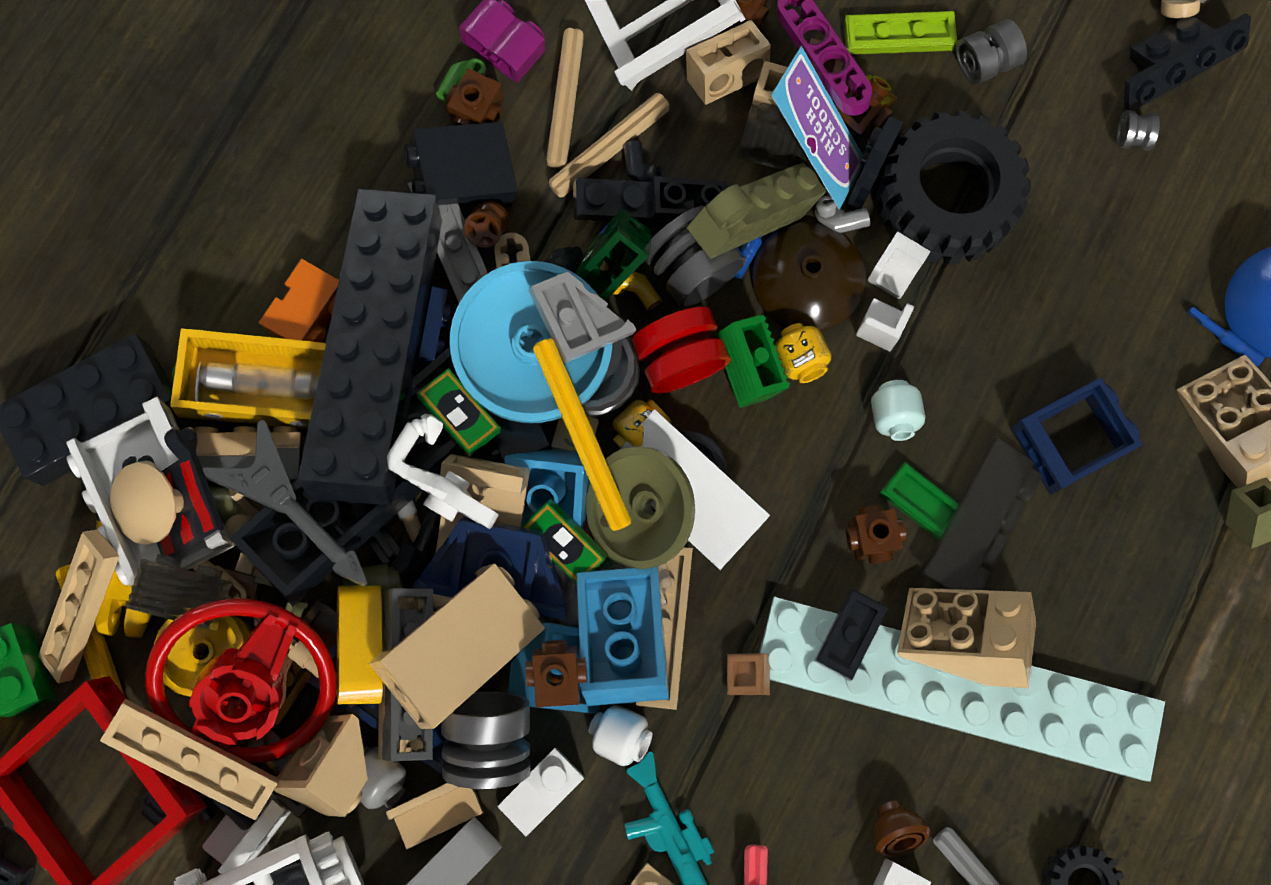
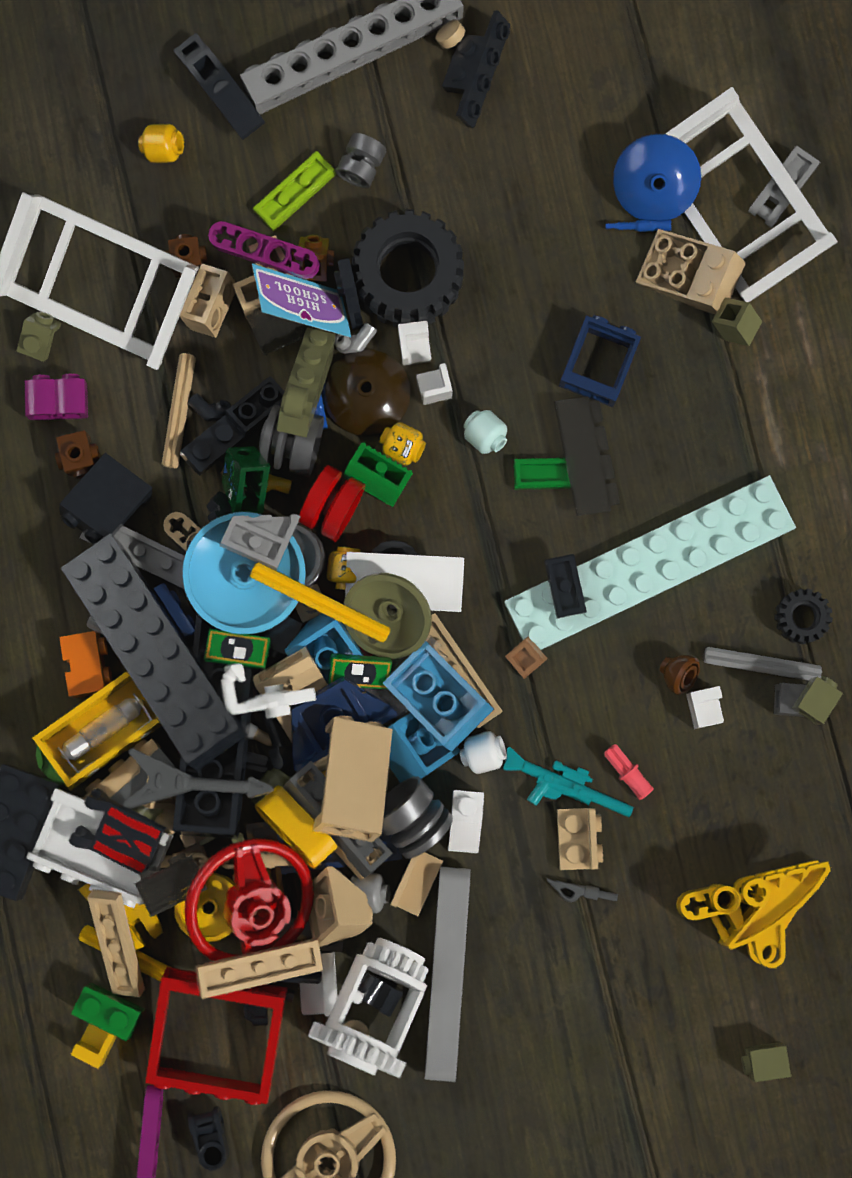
camera: 40 degrees left, 5 degrees up
(144, 503) = (104, 853): tan dish -> none
(456, 73) = (49, 445): bright green arm -> none
(479, 231) = (157, 526): reddish brown wheel -> none
(552, 688) = (429, 755): reddish brown brick -> none
(565, 98) = (126, 403): tan axle -> none
(864, 542) = (532, 527): reddish brown brick -> none
(971, 634) = (631, 528): tan slope -> none
(1138, 130) = (488, 138): flat silver wheel -> none

